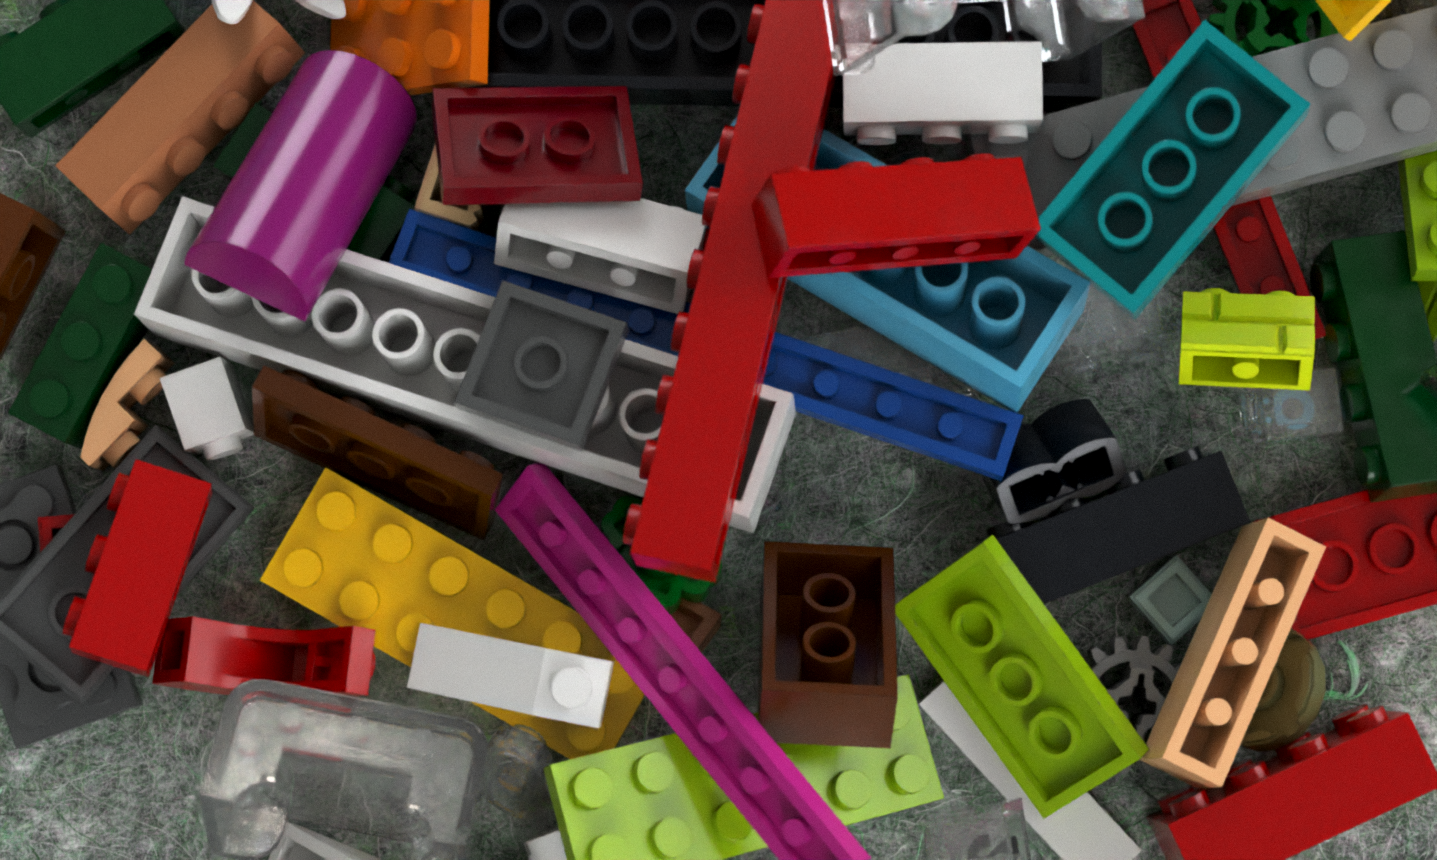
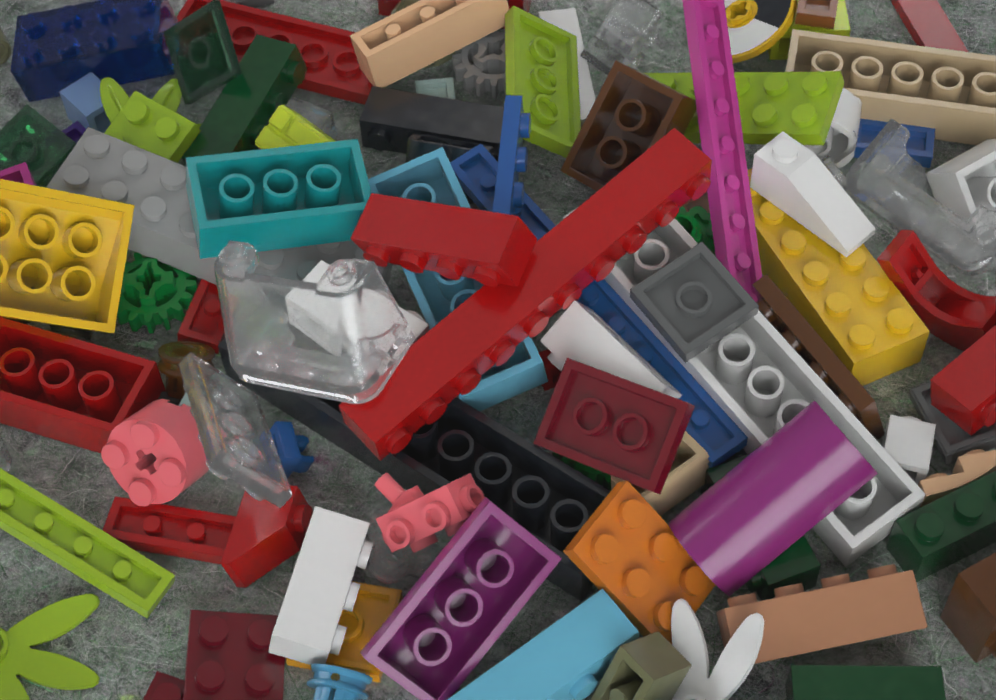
camera: 140 degrees left, 30 degrees down
(927, 448) = (512, 156): none -> blue plate

